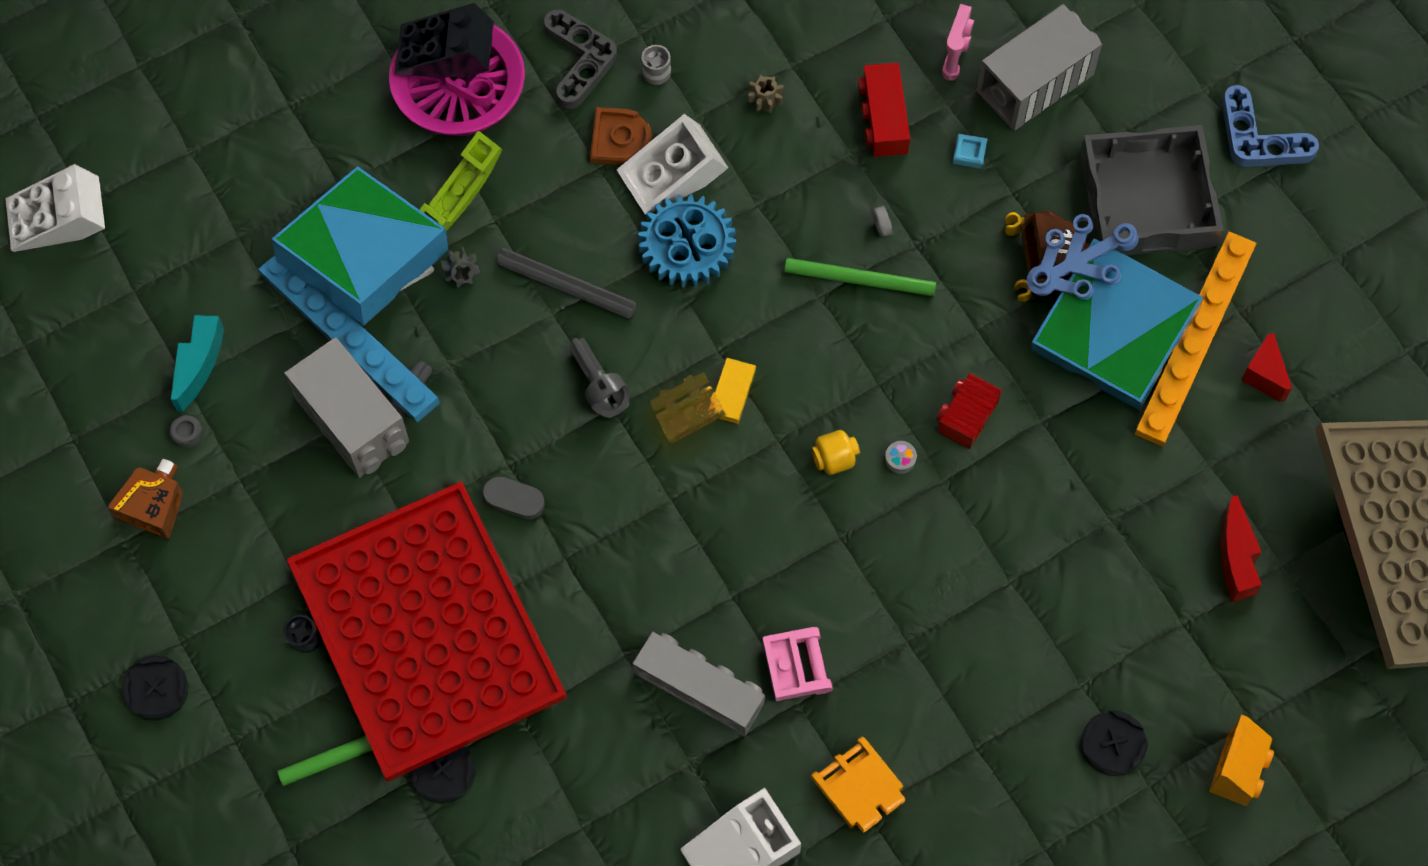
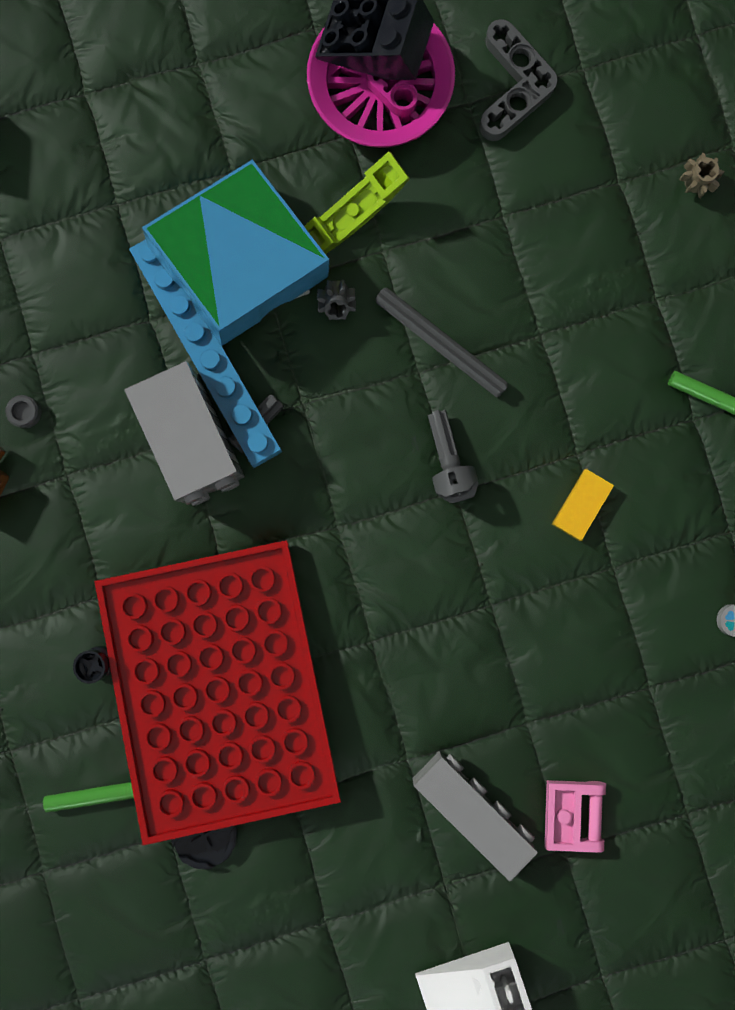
camera: 10 degrees right, 20 degrees up
(196, 360) = (45, 338): teal slope -> none
(514, 498) = (335, 567): dark grey tile -> none
(618, 135) = (534, 186): dark orange tile -> none
(656, 64) = (595, 104): light grey wheel -> none
(672, 164) = (582, 236): white slope -> none
(689, 414) = (533, 525): clear yellow plate -> none
(712, 230) = (606, 322): dark azure gear -> none
(835, 452) = (671, 601): yellow head -> none
(860, 786) = (606, 958): light orange plate -> none

